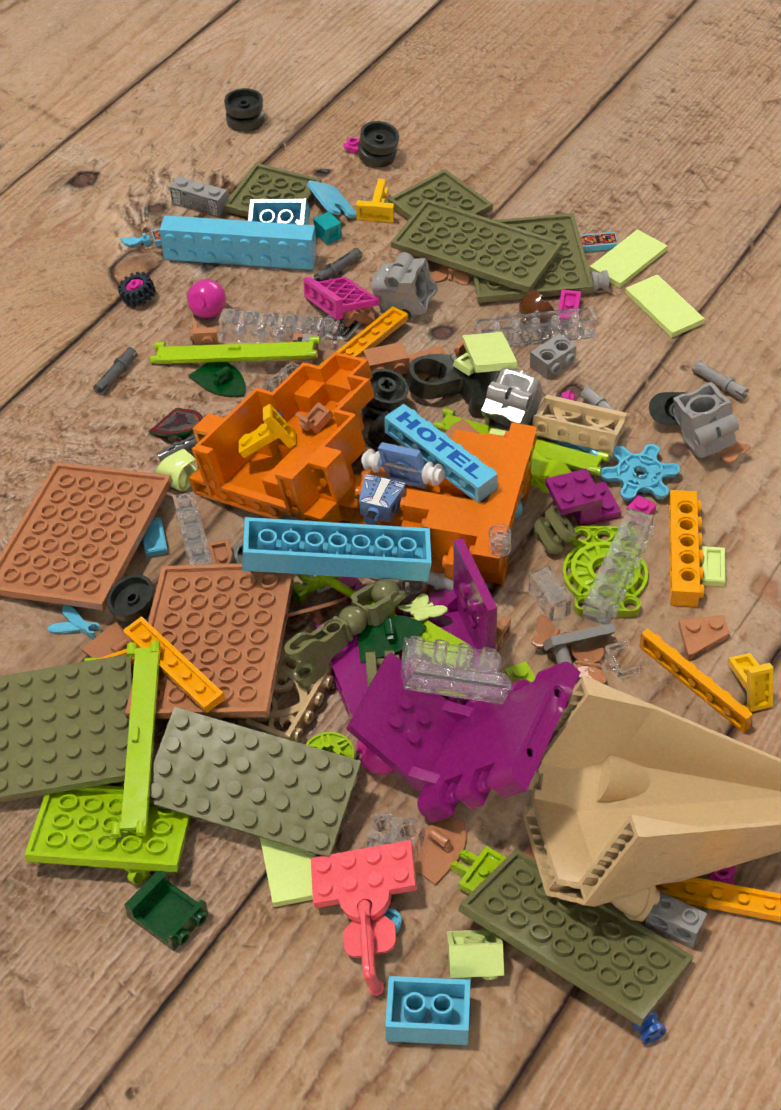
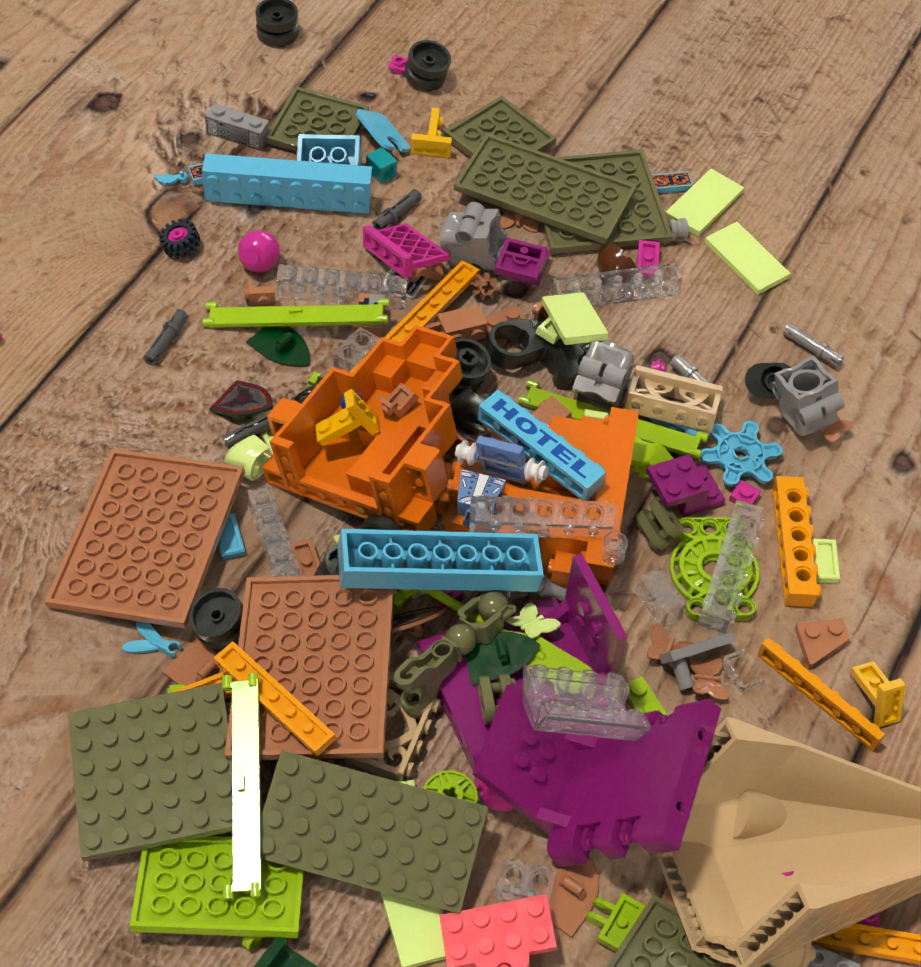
camera: 10 degrees left, 5 degrees up
(415, 324) = (484, 280): none -> nougat gear
(435, 512) = (553, 526): none -> clear brick
(448, 306) = (522, 261): none -> magenta bracket
(553, 356) = (637, 318): light grey brick -> none

